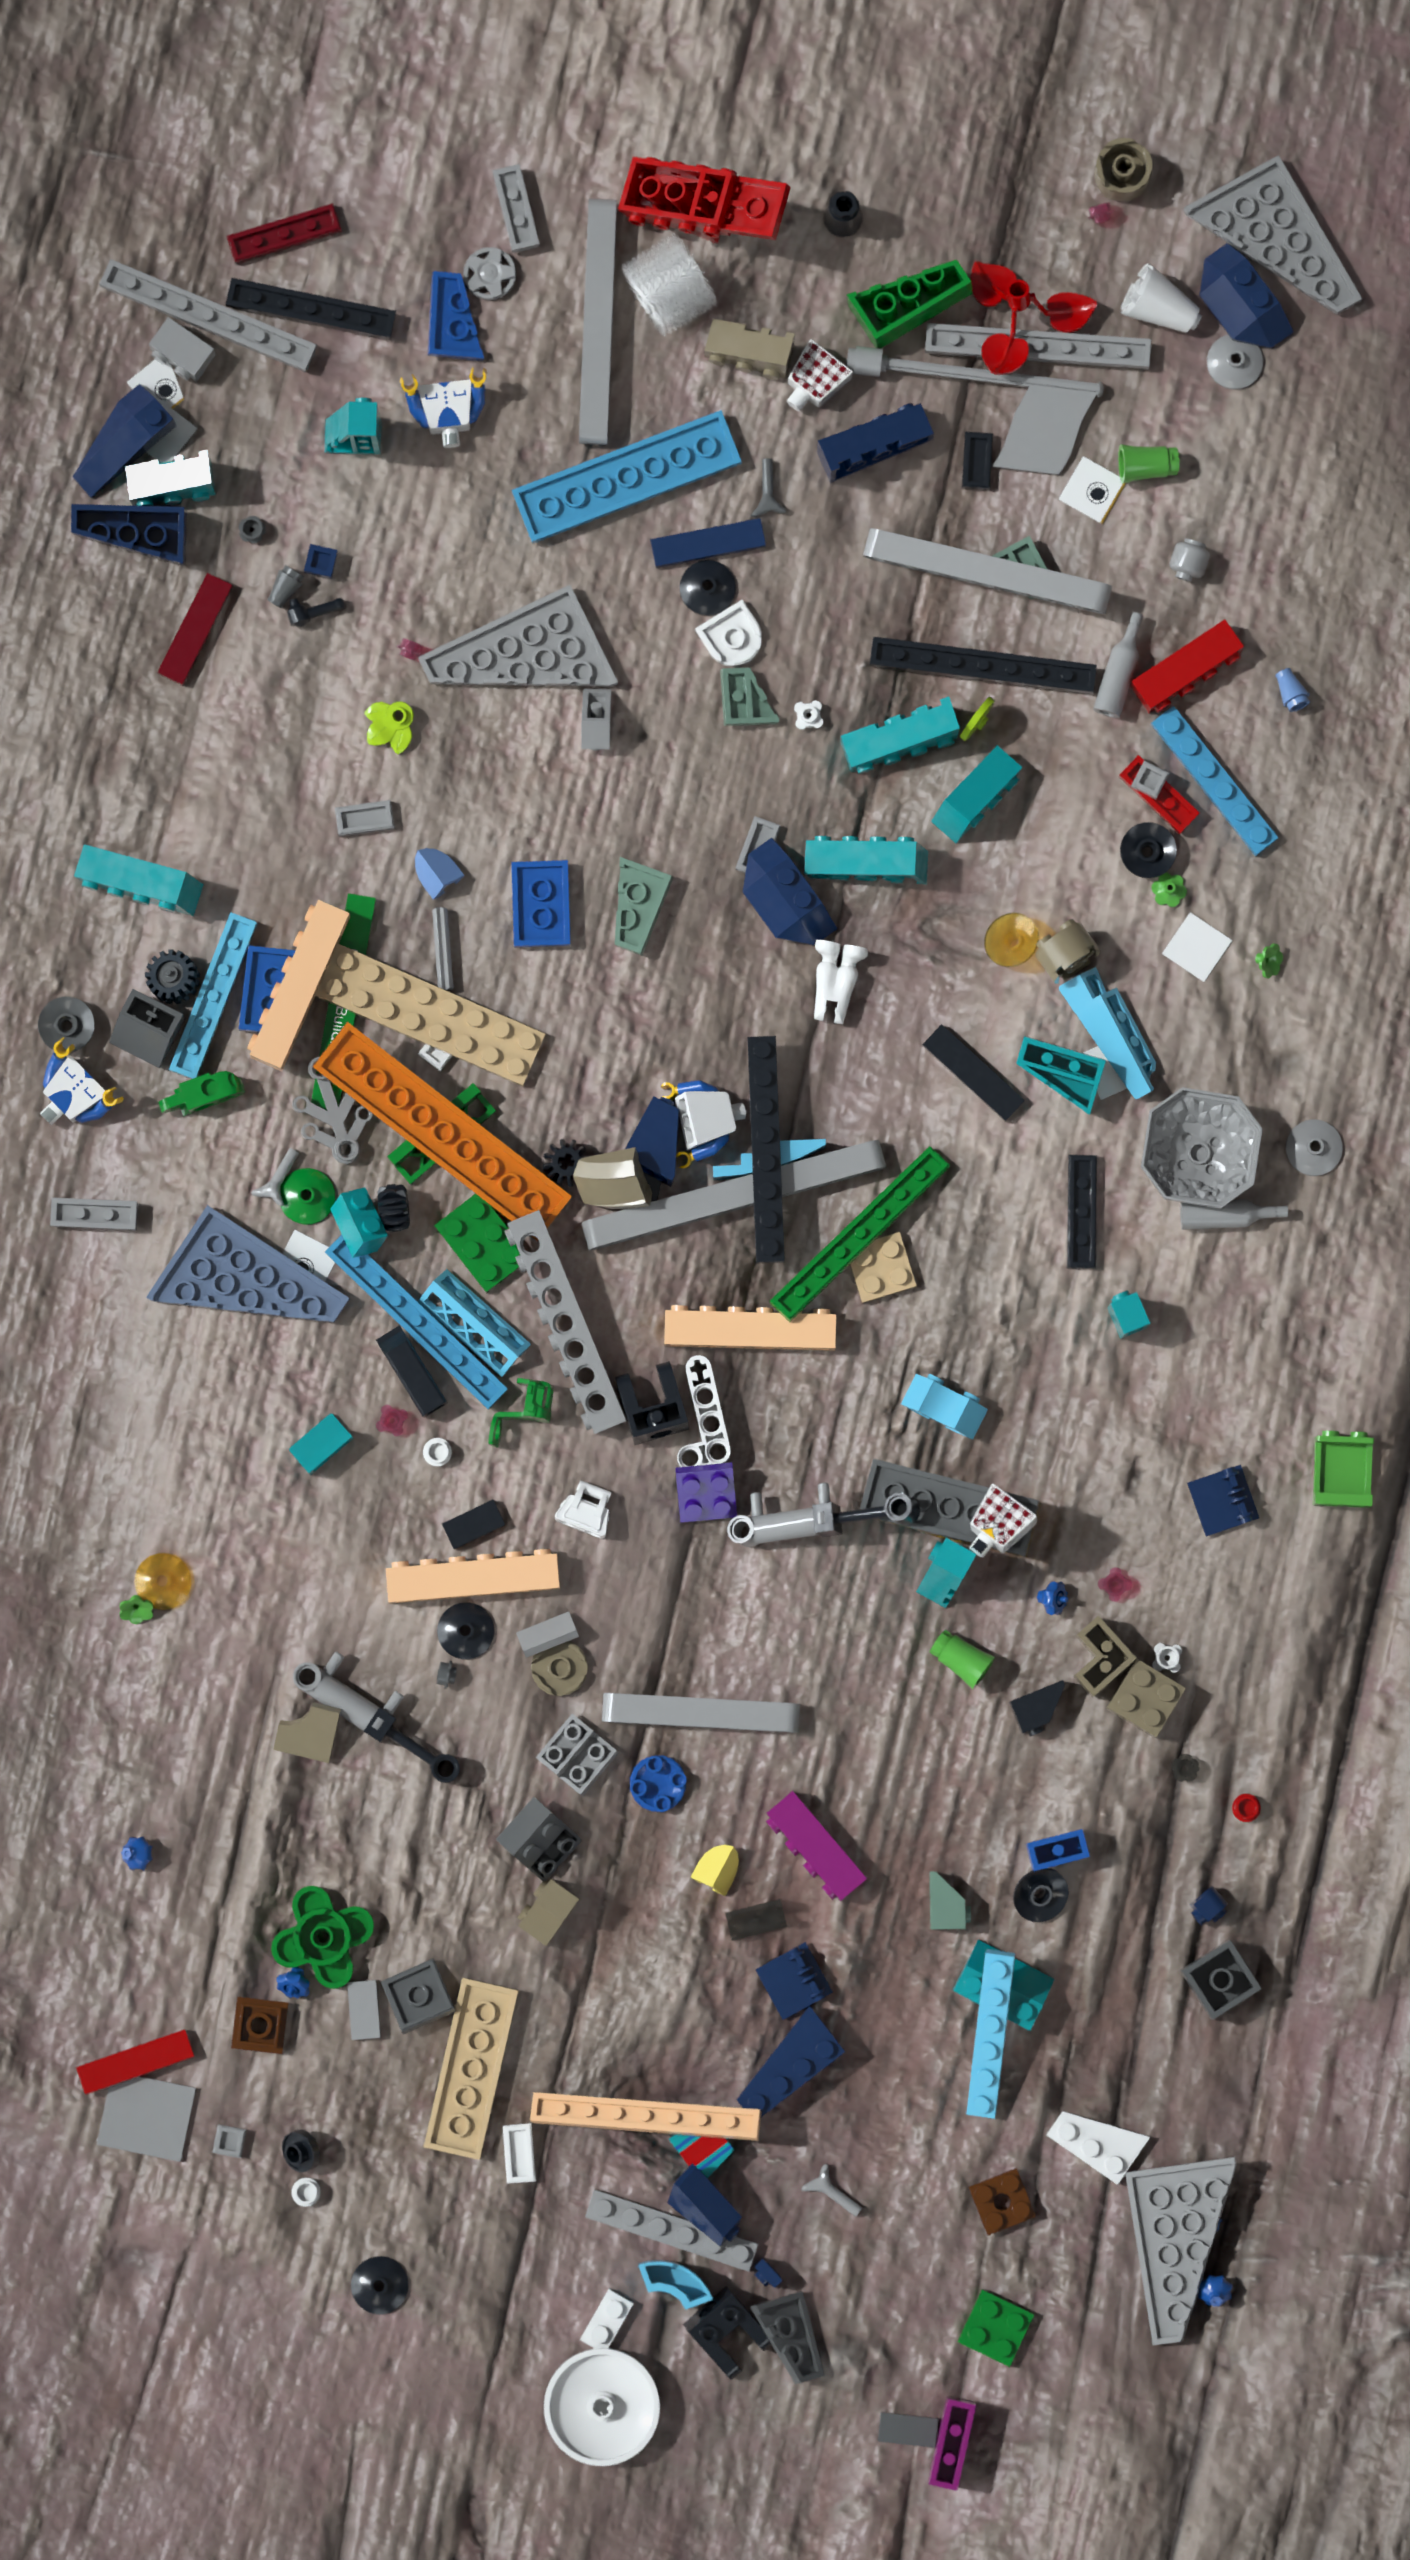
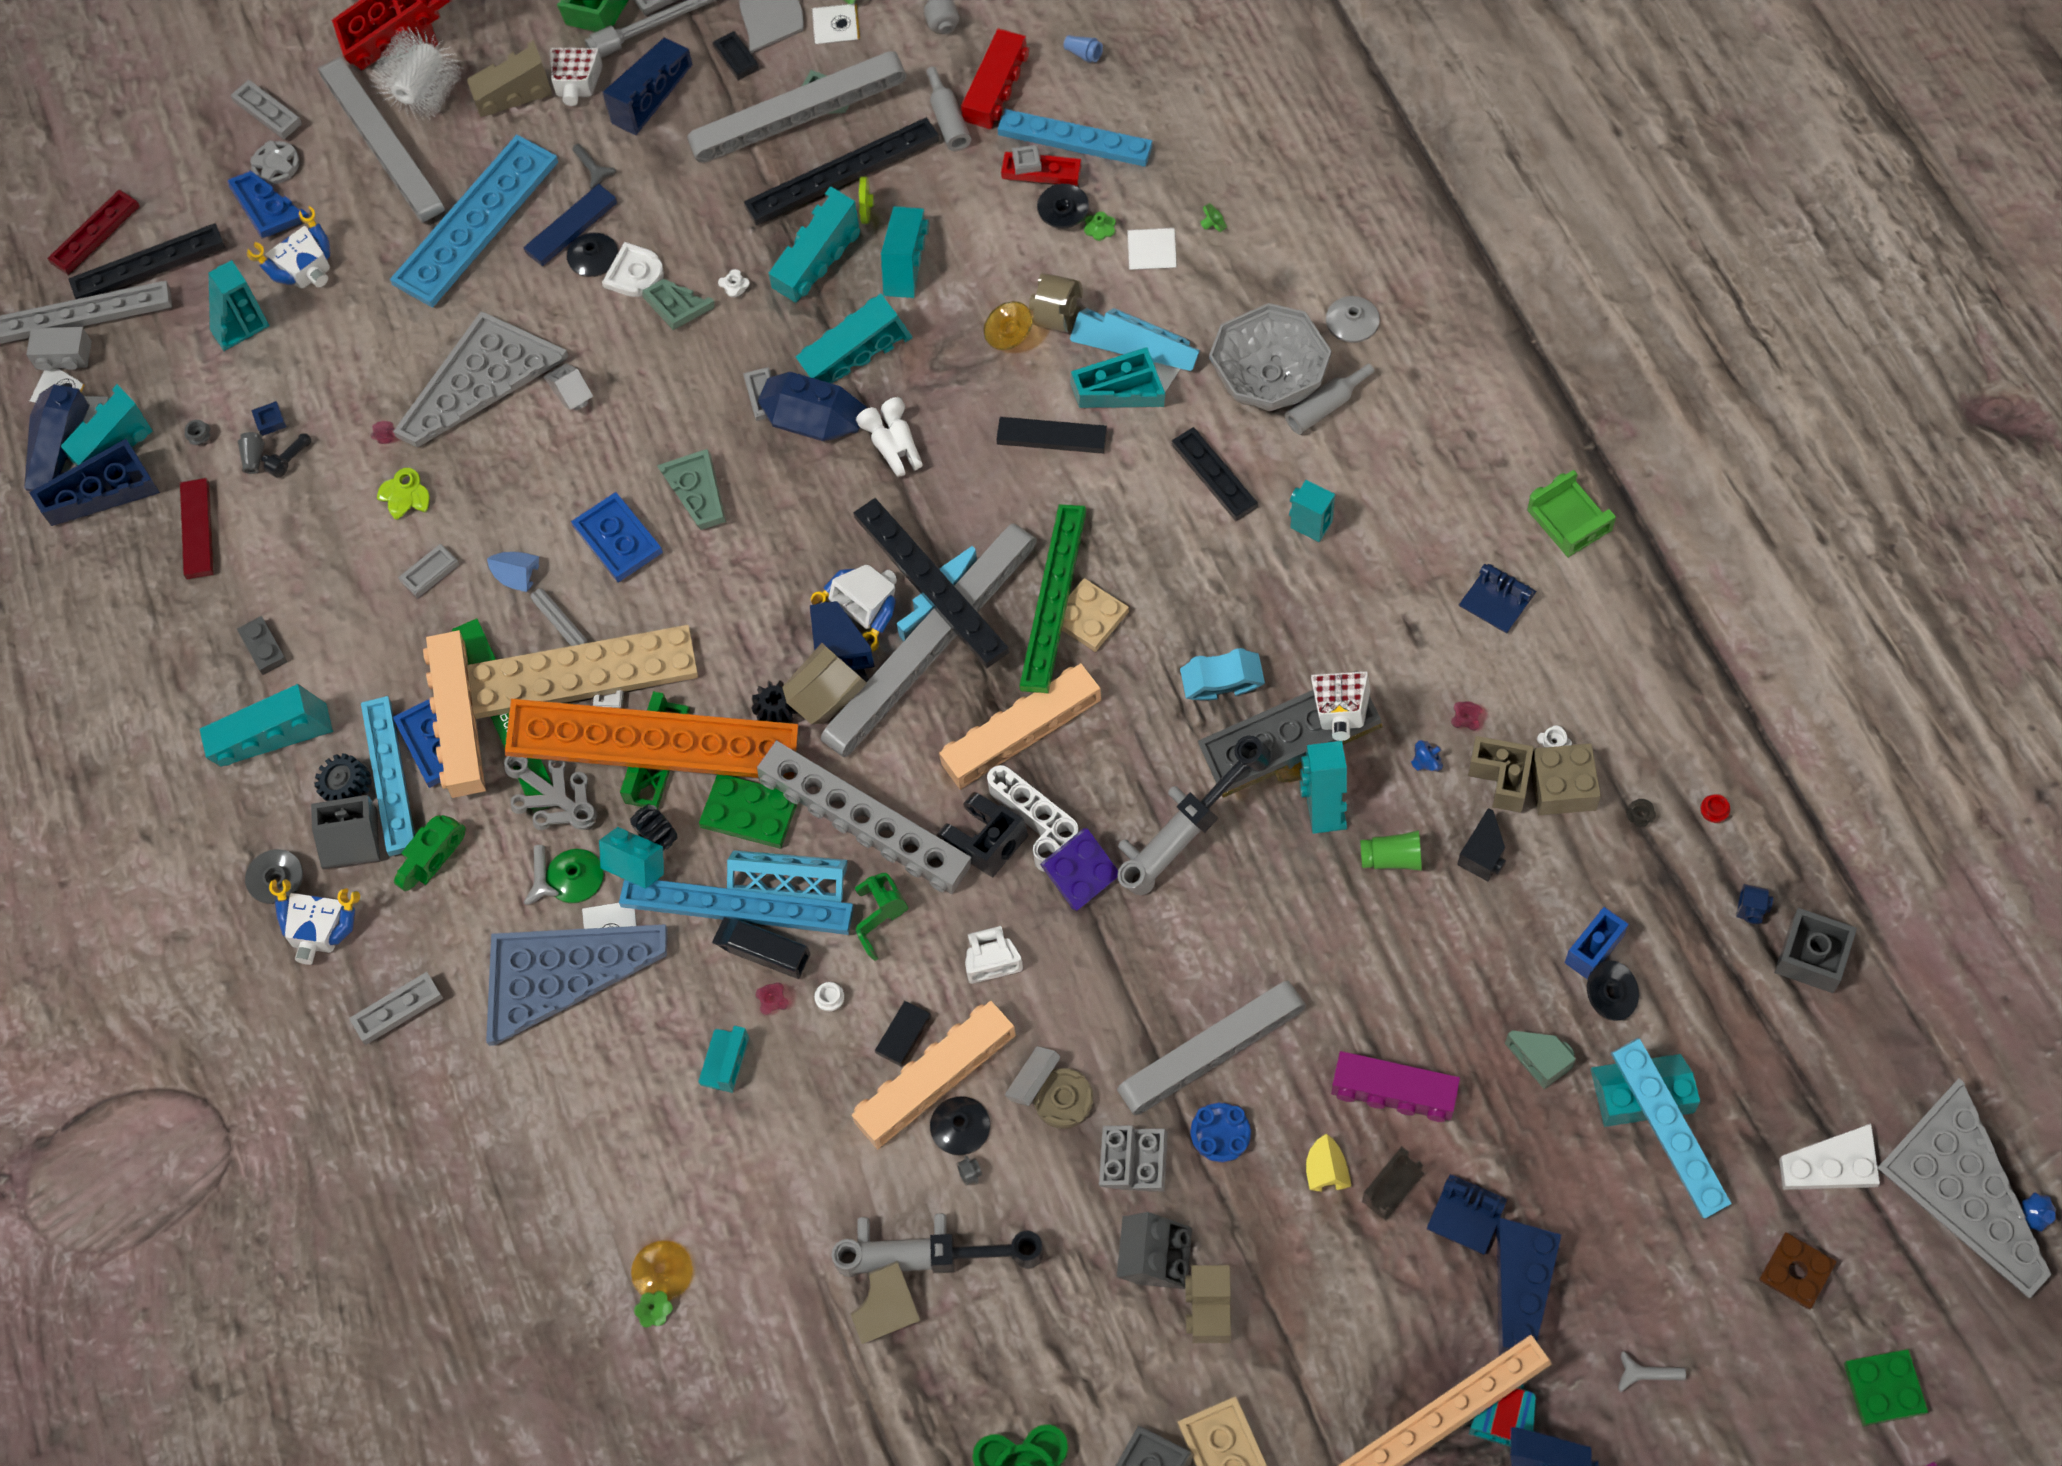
camera: 30 degrees left, 20 degrees down
(183, 790) = (262, 645): none -> dark grey plate

